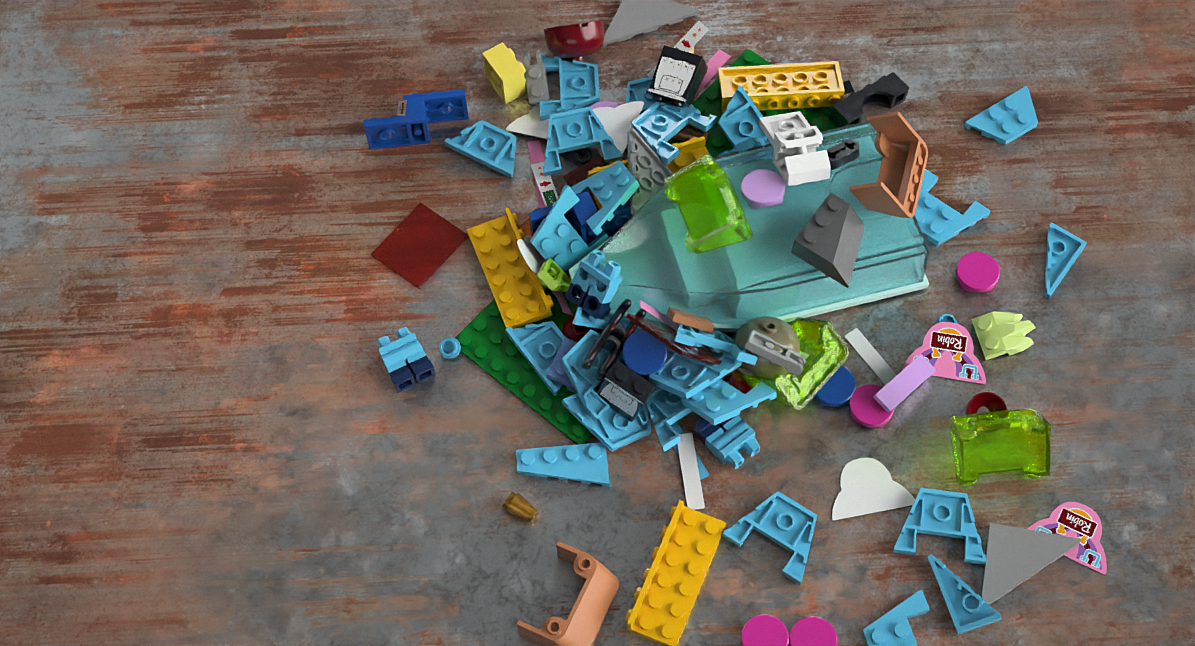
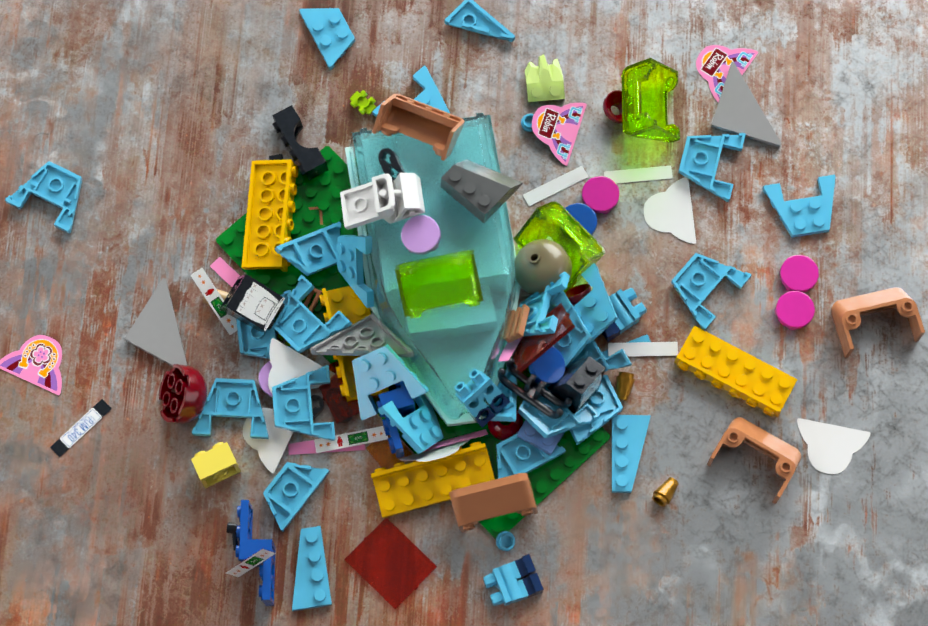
camera: 85 degrees left, 10 degrees up
(405, 175) = (311, 577): none -> medium azure wing
(485, 321) = (493, 500): none -> nougat windscreen
(536, 79) = (234, 436): light grey hinge -> none
(553, 276) = (456, 436): lime wing -> none
(641, 451) = (624, 385): none -> pearl gold cone
(791, 360) = (566, 251): light grey hinge -> none
(904, 383) = (586, 164): lavender slope -> none
(908, 449) = (640, 174): none -> sticker
(934, 155) = (365, 105): none -> lime piece
(964, 605) = (779, 156): medium azure wing -> none
(977, 272) = (484, 88): dark pink tile -> none

